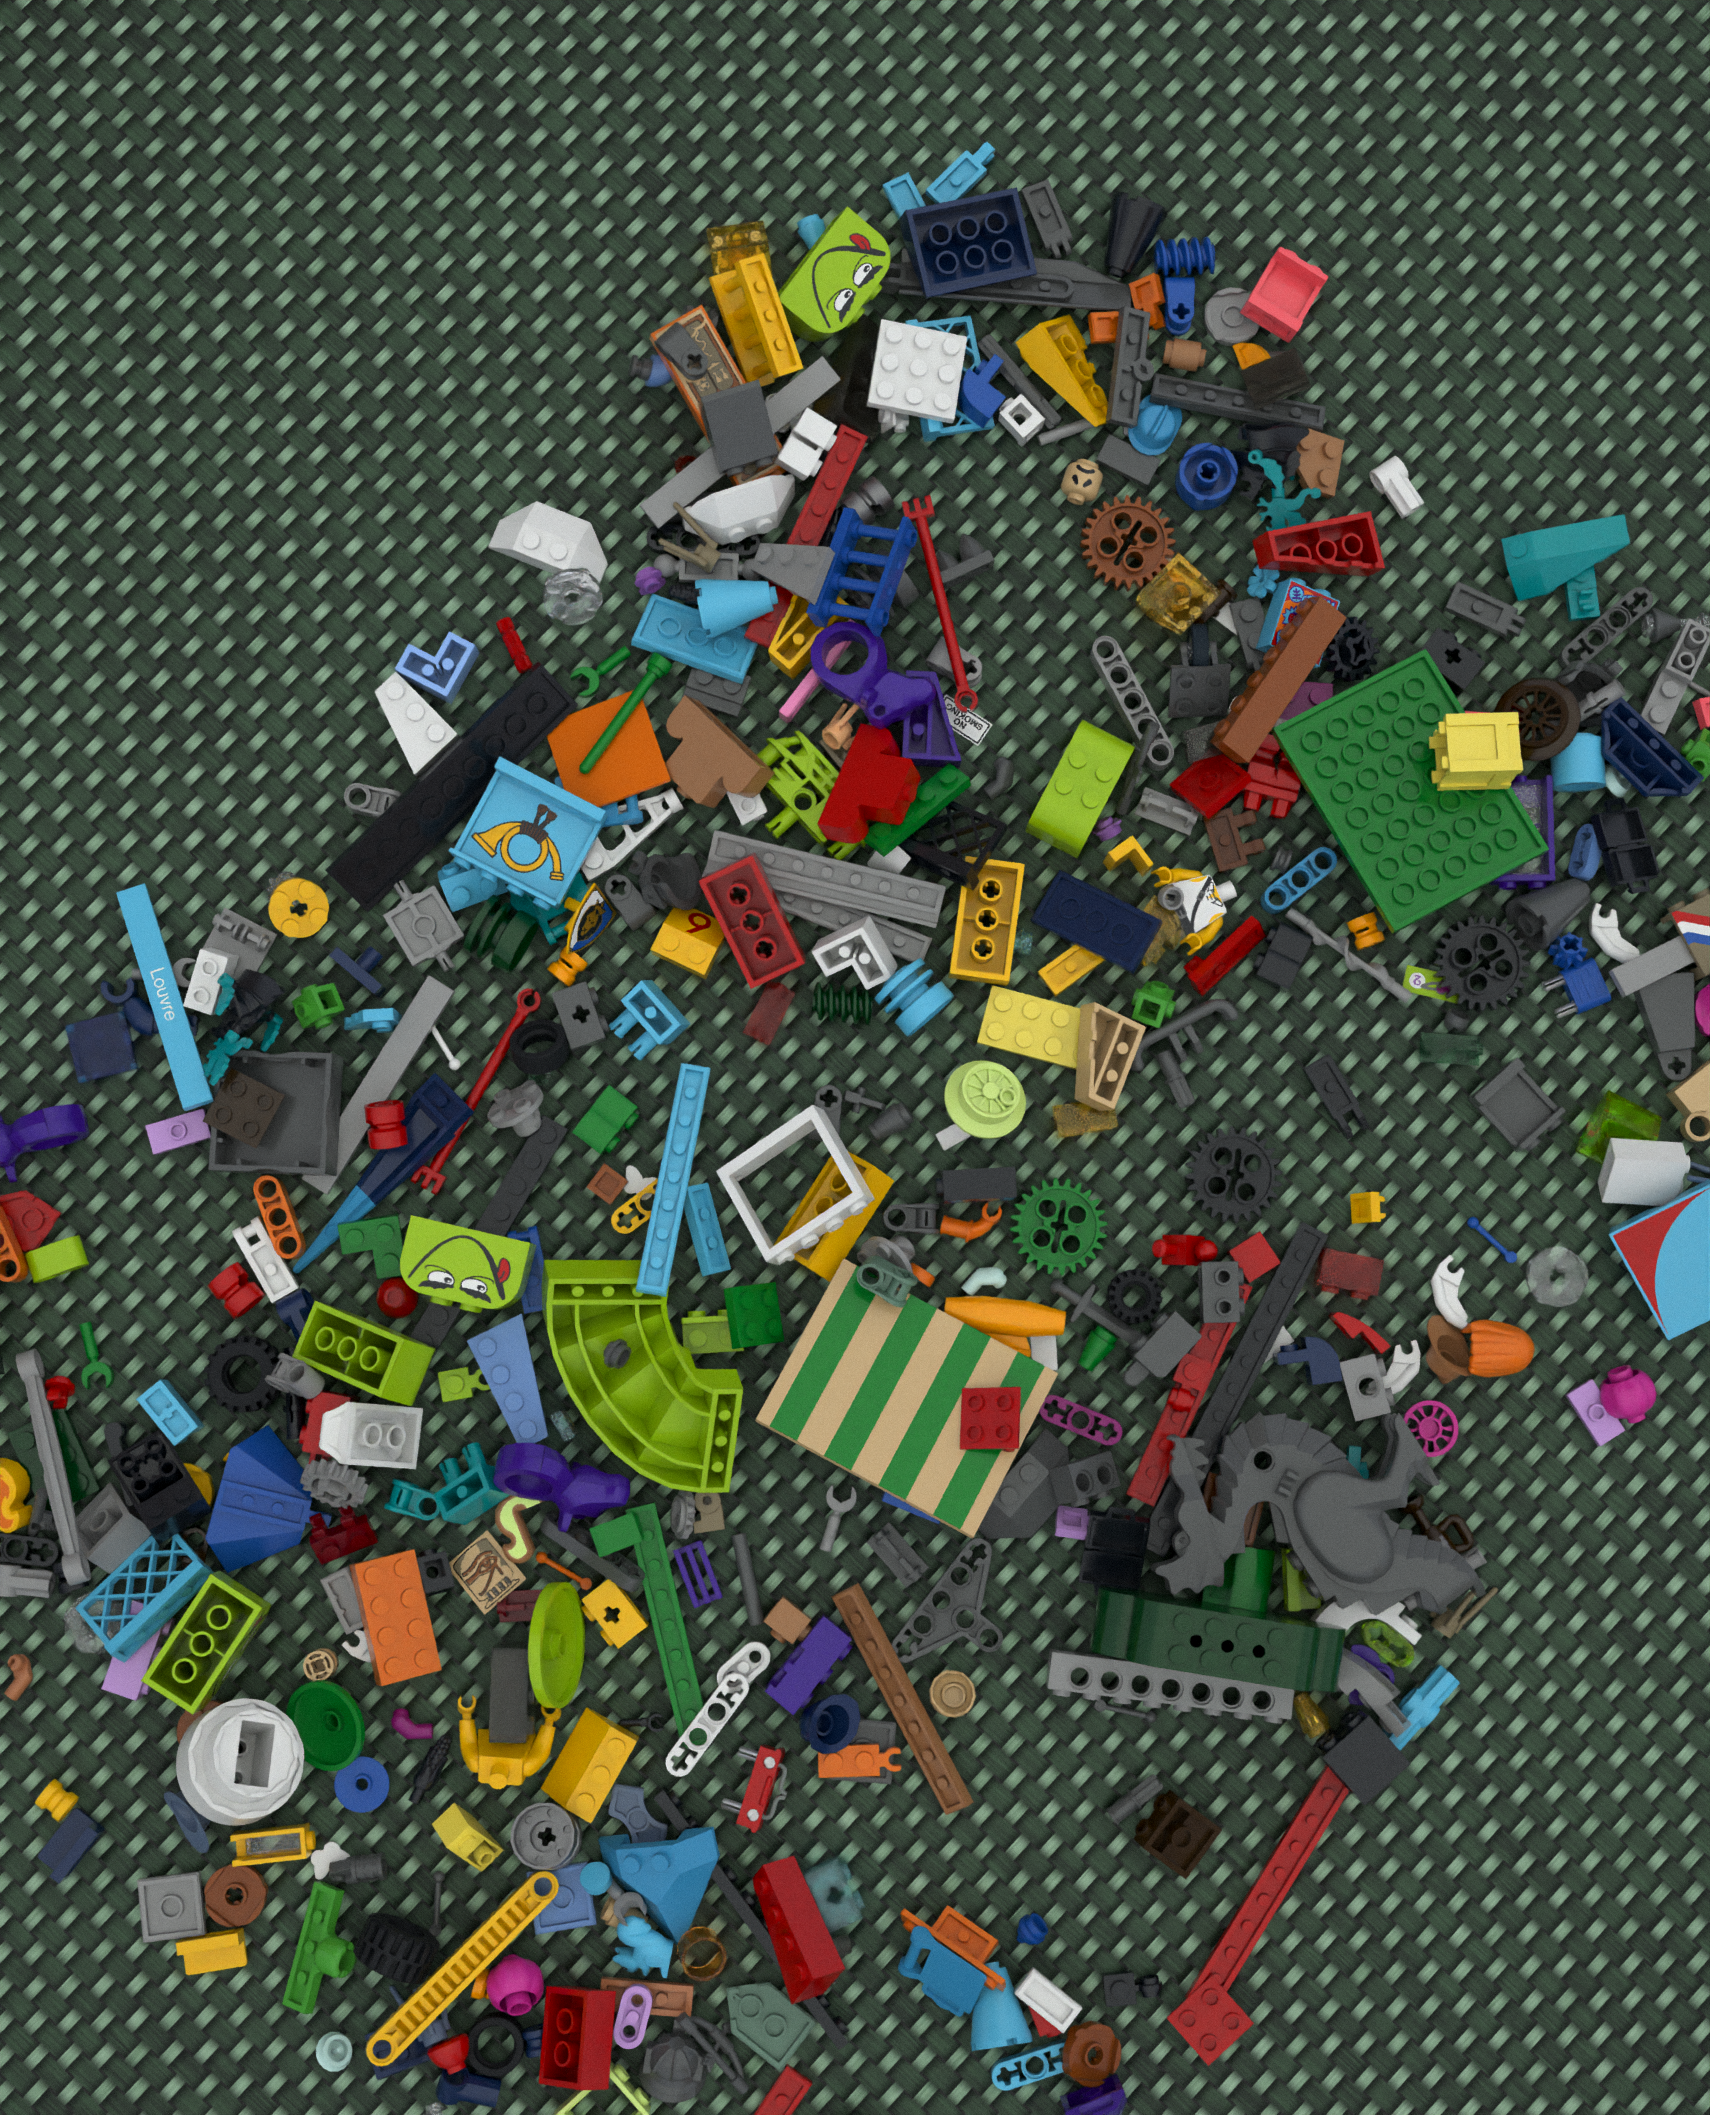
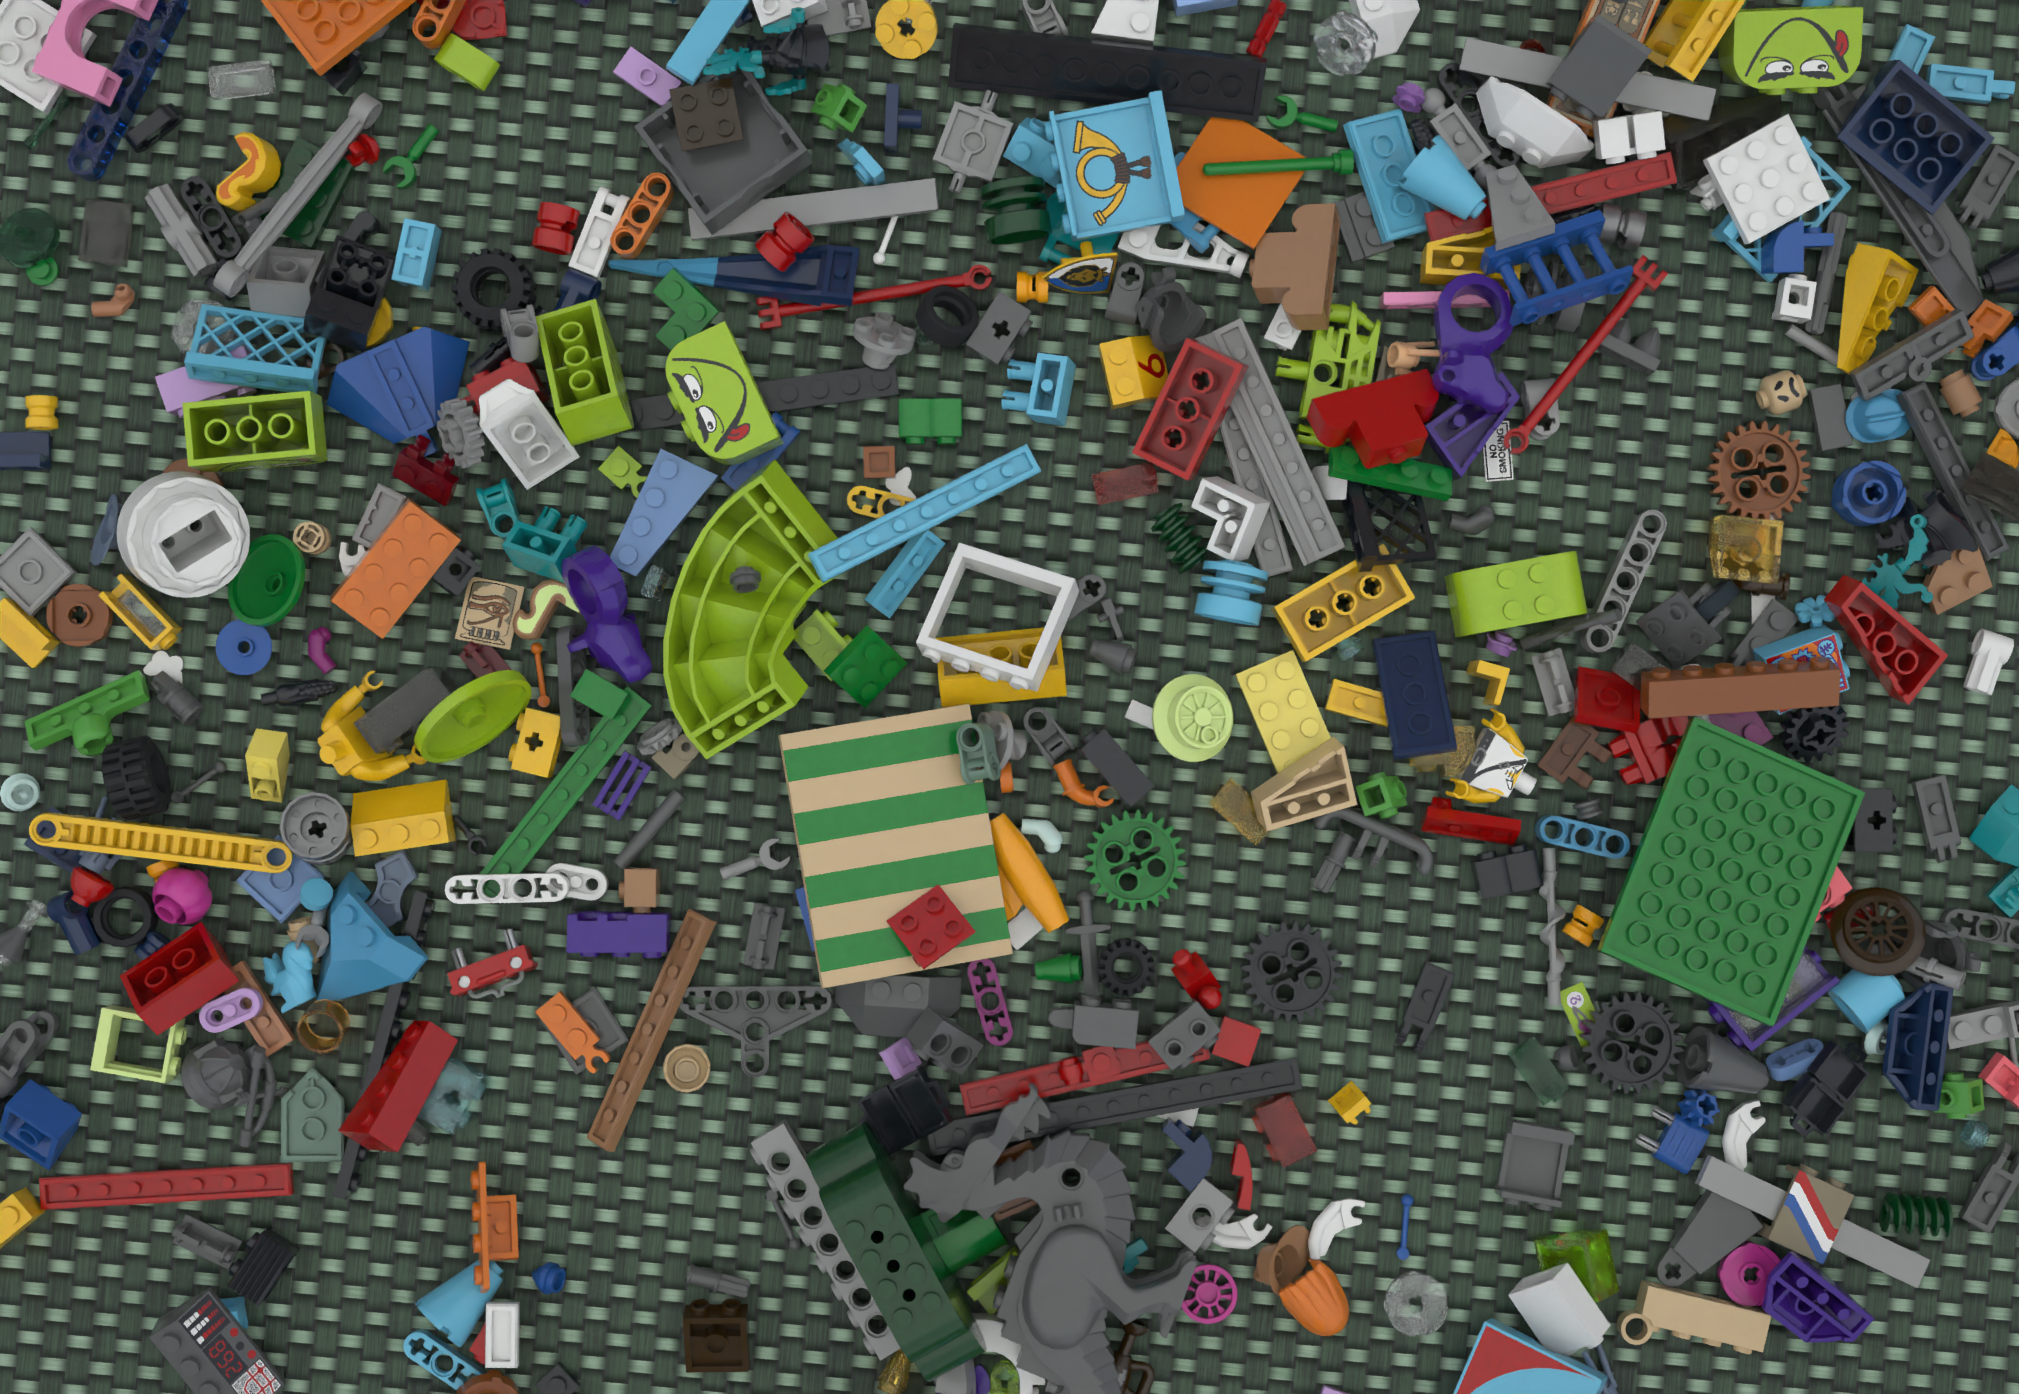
camera: 55 degrees right, 5 degrees up
(396, 1298) = (650, 364): red brick -> none
(704, 556) = (1465, 126): dark tan plant -> none
(830, 1723) = (585, 987): dark blue piece -> none
(945, 1976) = (457, 1236): dark azure piece -> none
(1167, 903) = (1476, 744): light grey hinge -> none
(1476, 751) = (1809, 903): light yellow container -> none

